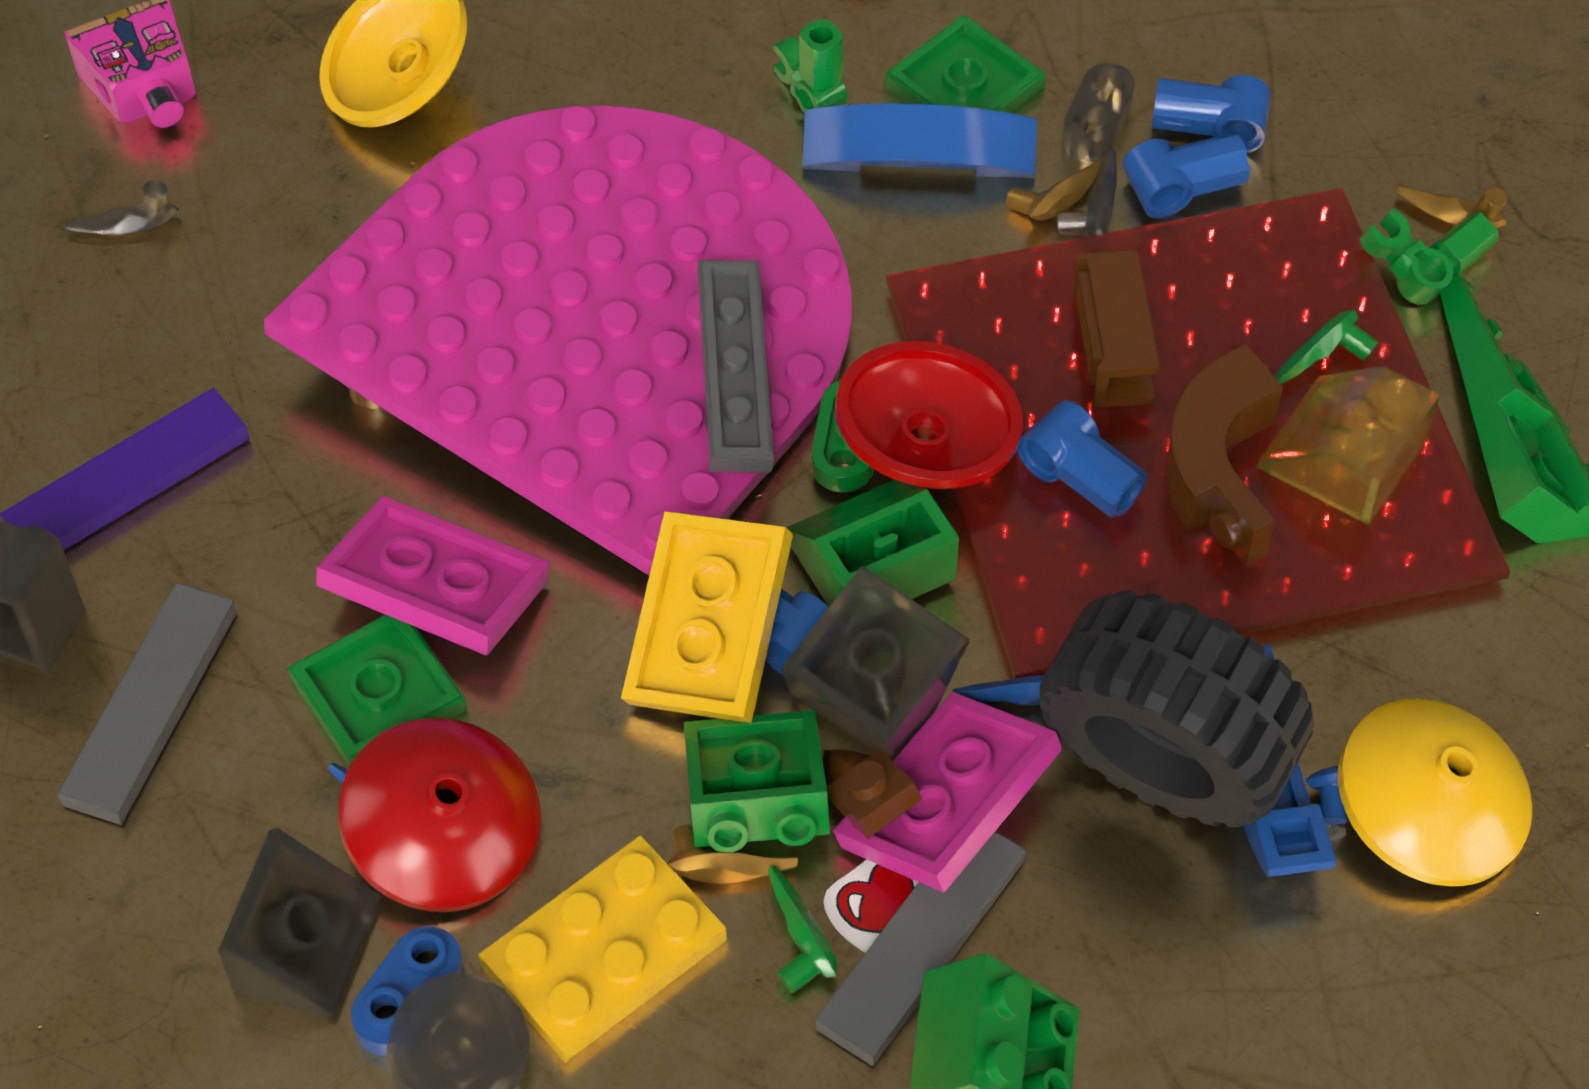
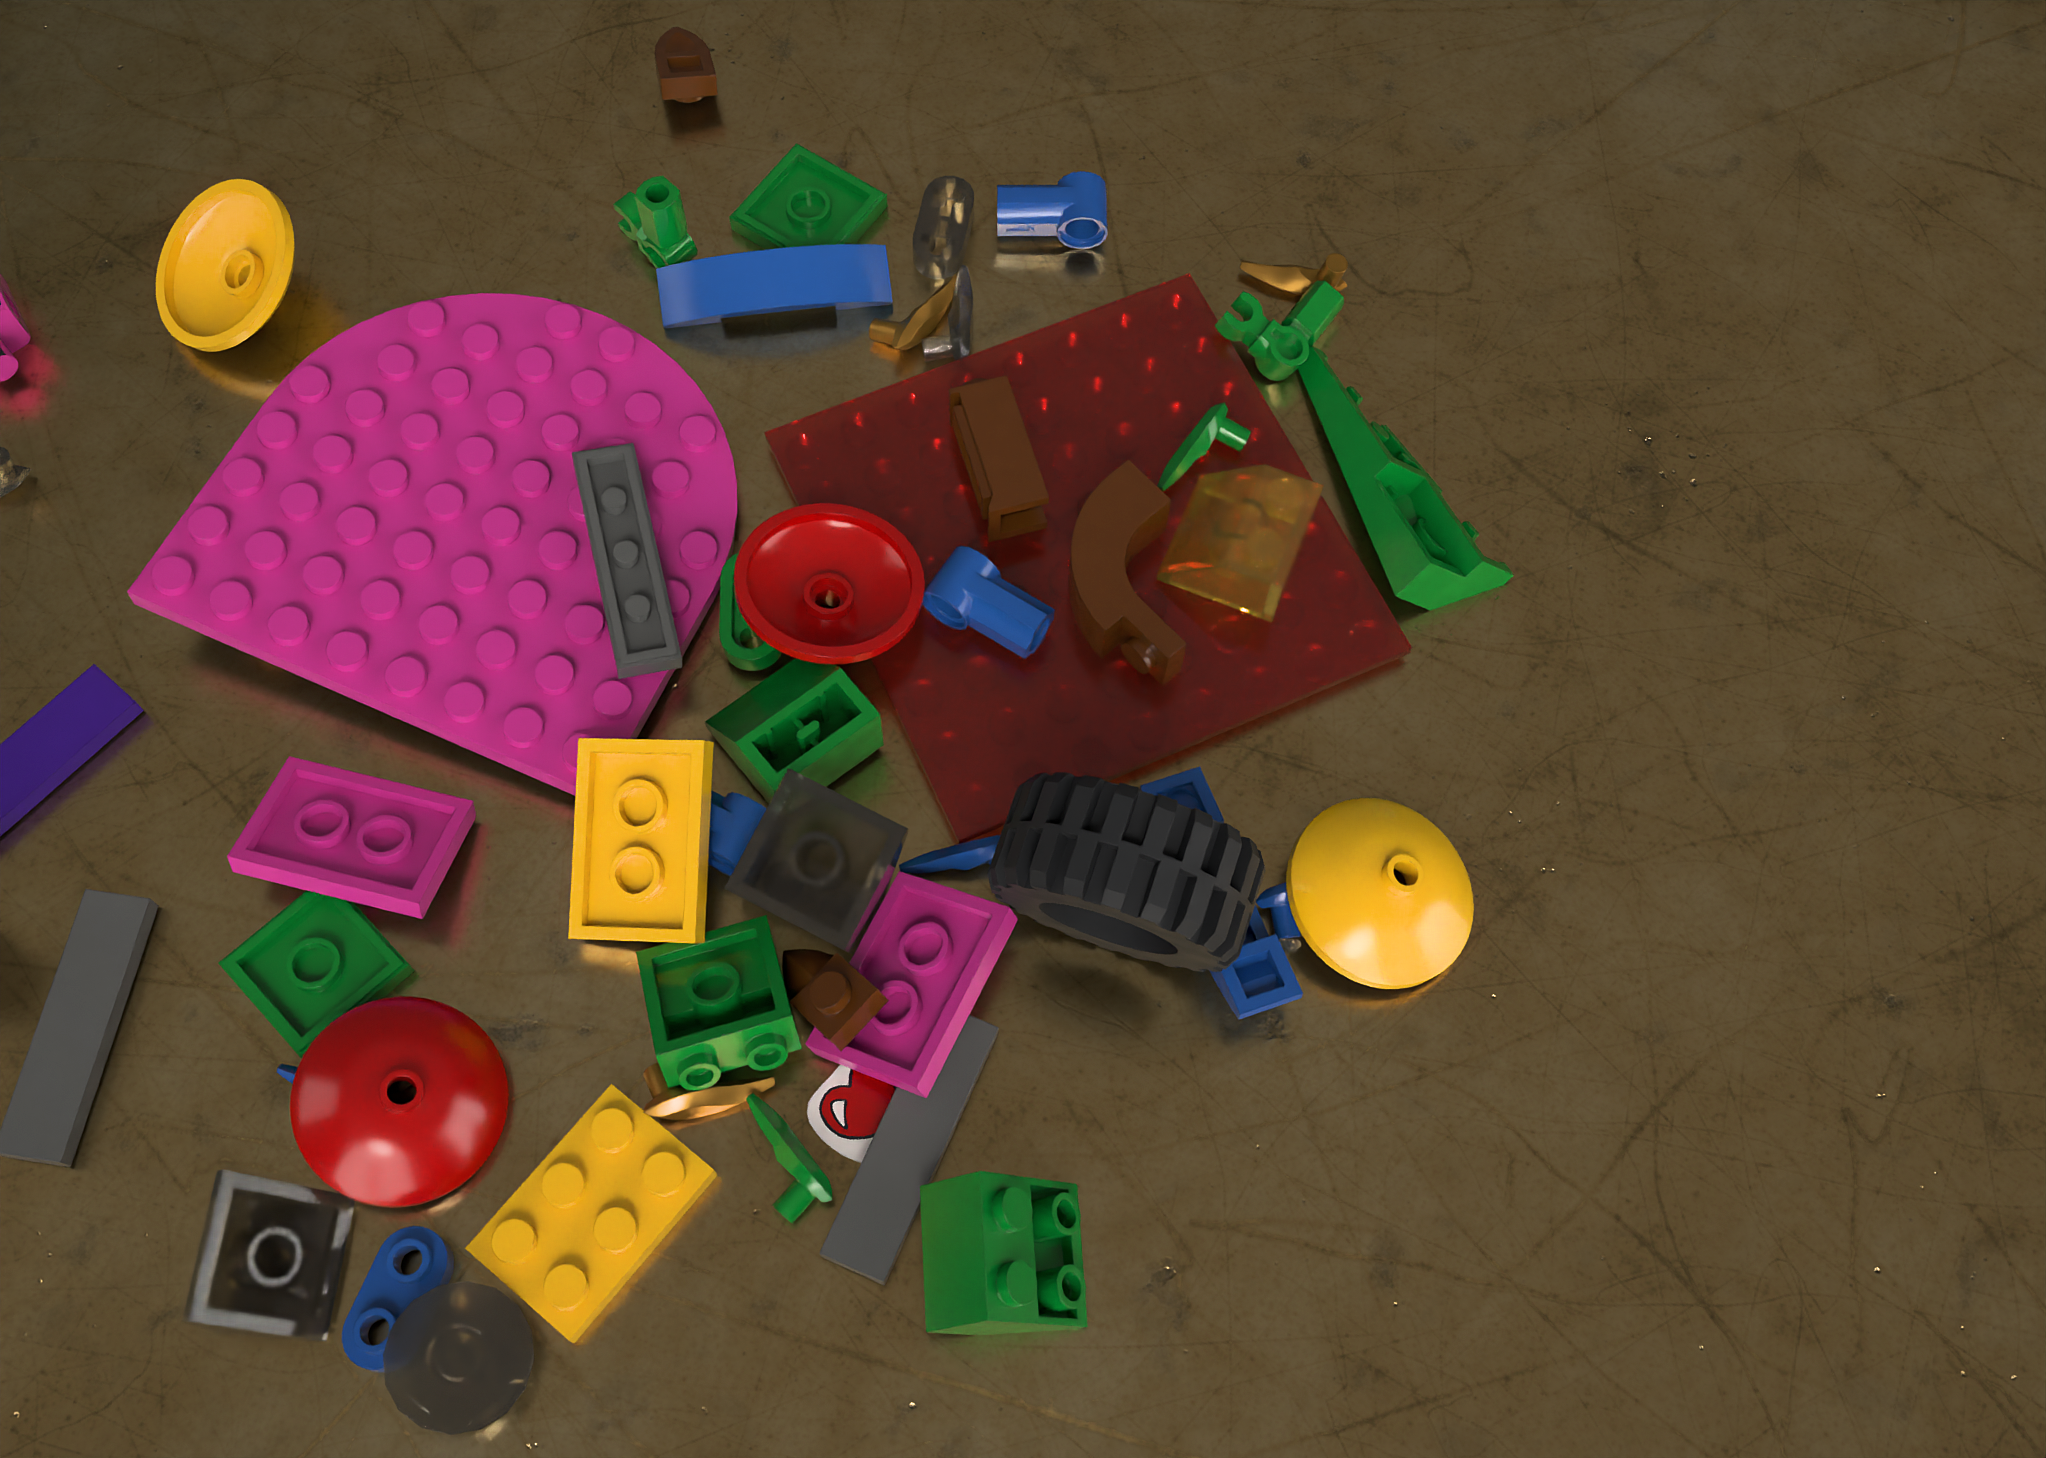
camera: 15 degrees left, 10 degrees up
(1171, 176) = (1026, 284): blue piece -> none

